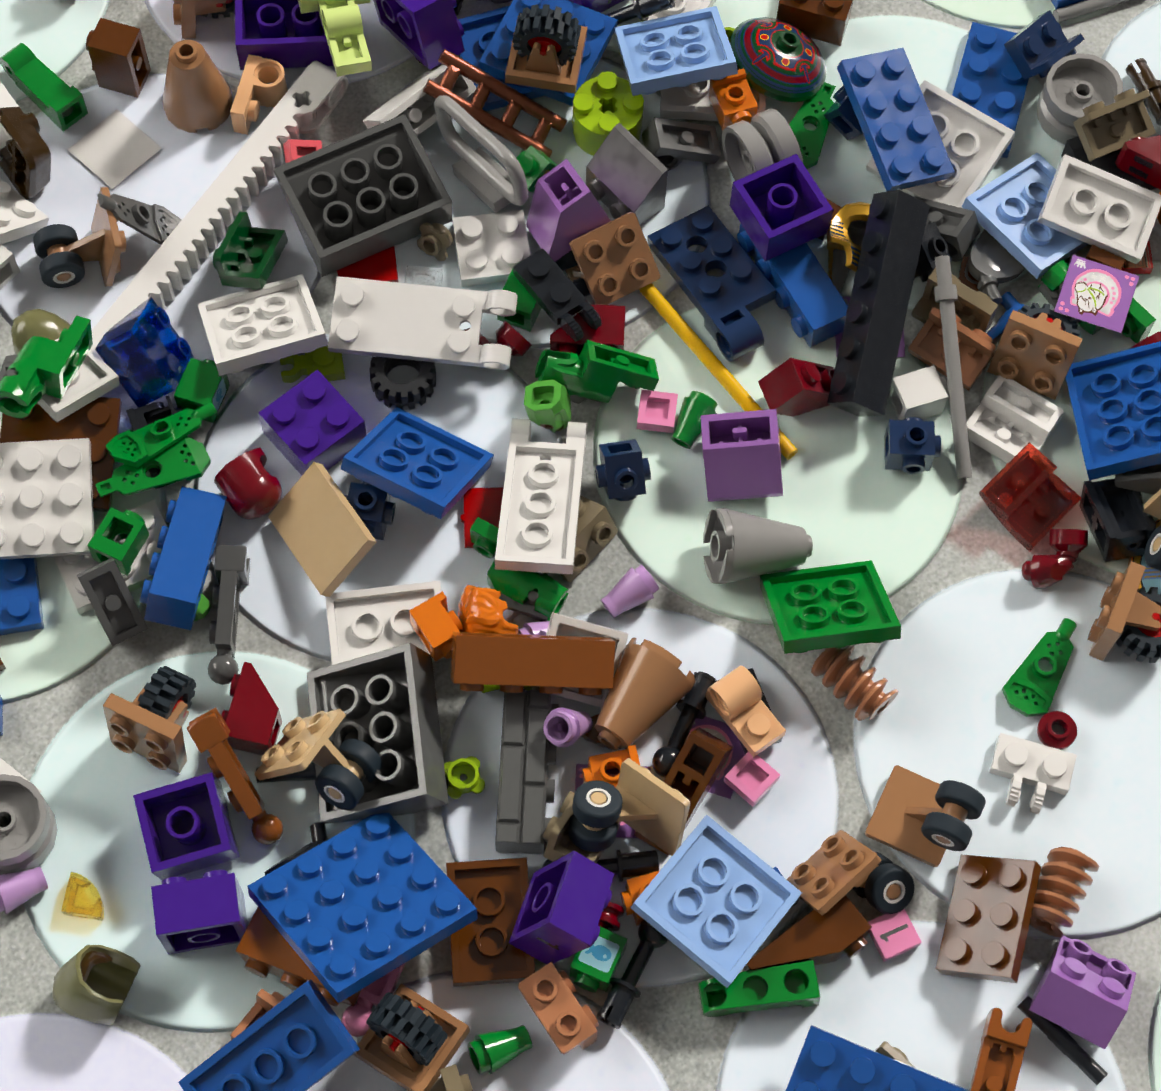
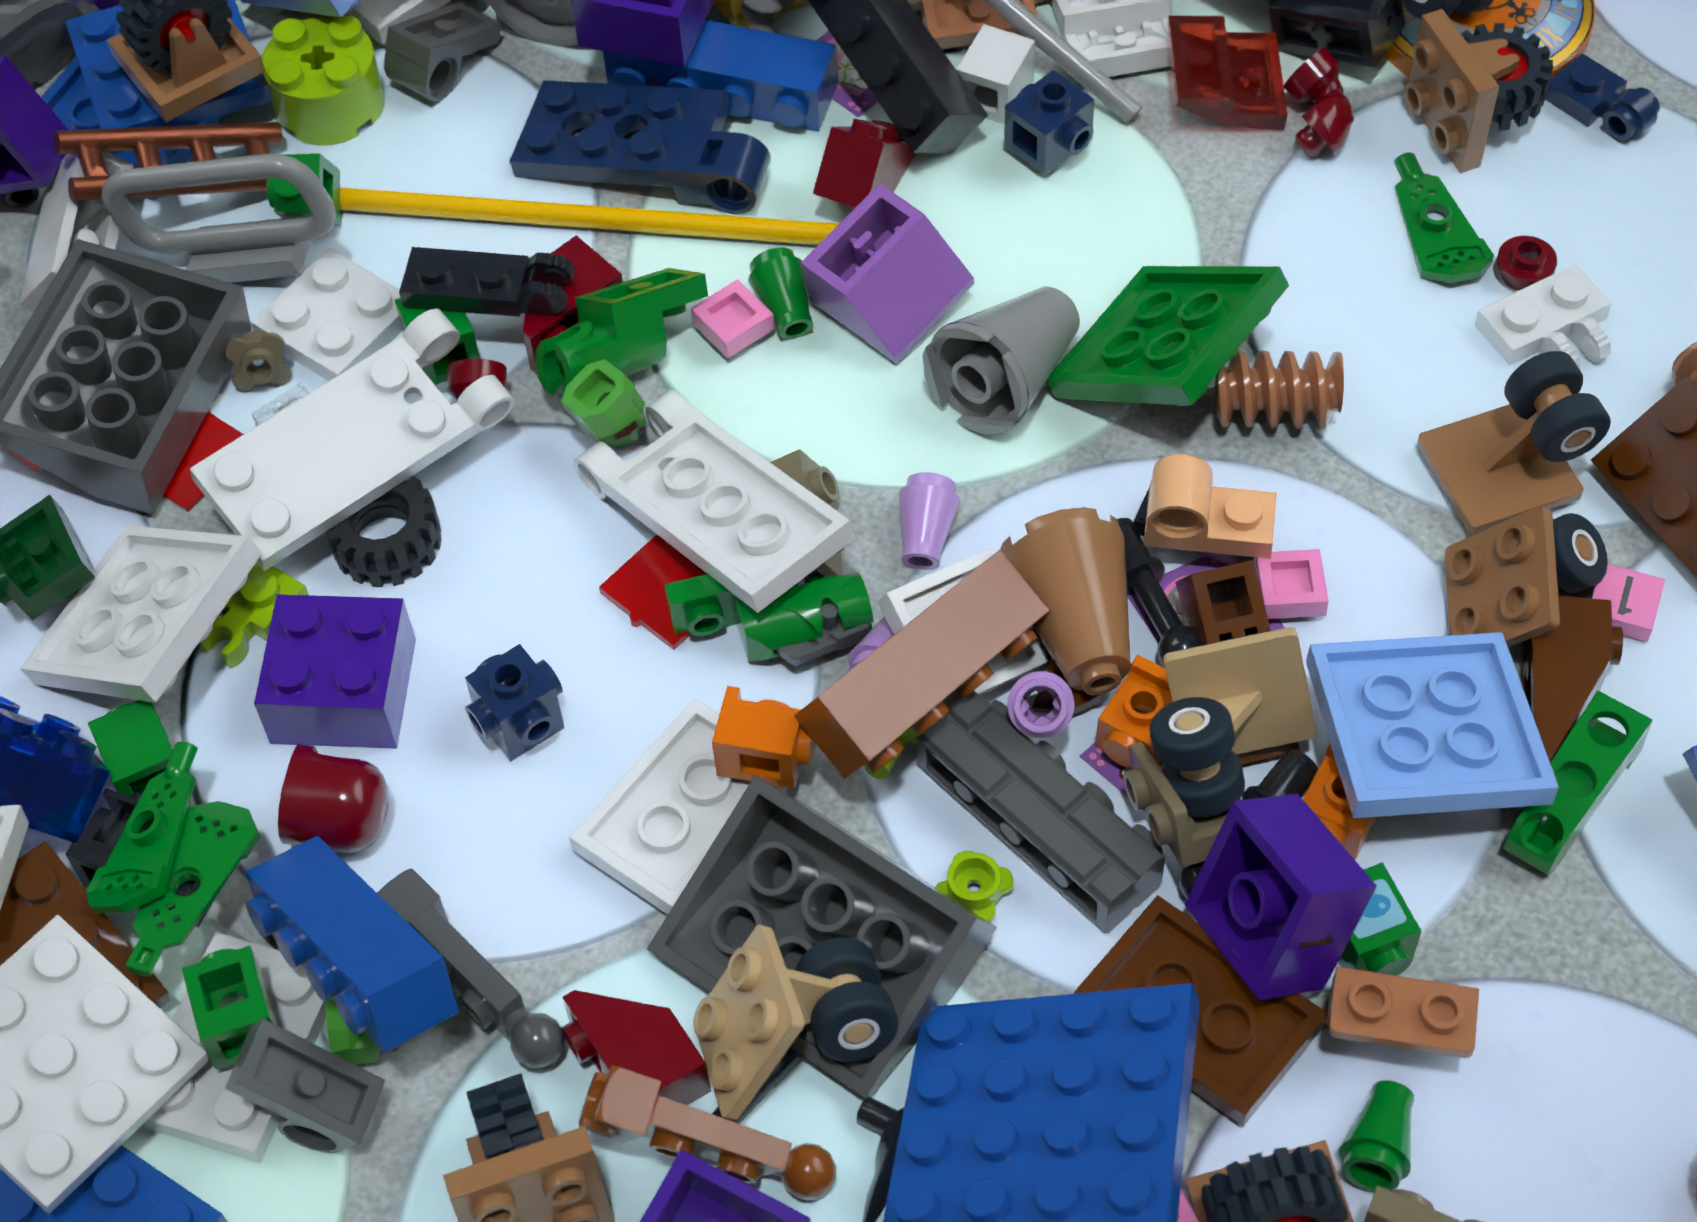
camera: 40 degrees left, 10 degrees down
(322, 529) = (487, 763): tan tile -> none
(417, 462) = (522, 592): blue plate -> none
(483, 611) = (794, 669): orange hair -> none
(562, 210) = (391, 193): medium lavender slope -> none
(610, 261) = (502, 200): medium nougat plate -> none
(622, 470) = (770, 400): dark blue brick -> none
(624, 989) = (1393, 843): black pin -> none
(627, 176) = (423, 112): flat silver slope -> none

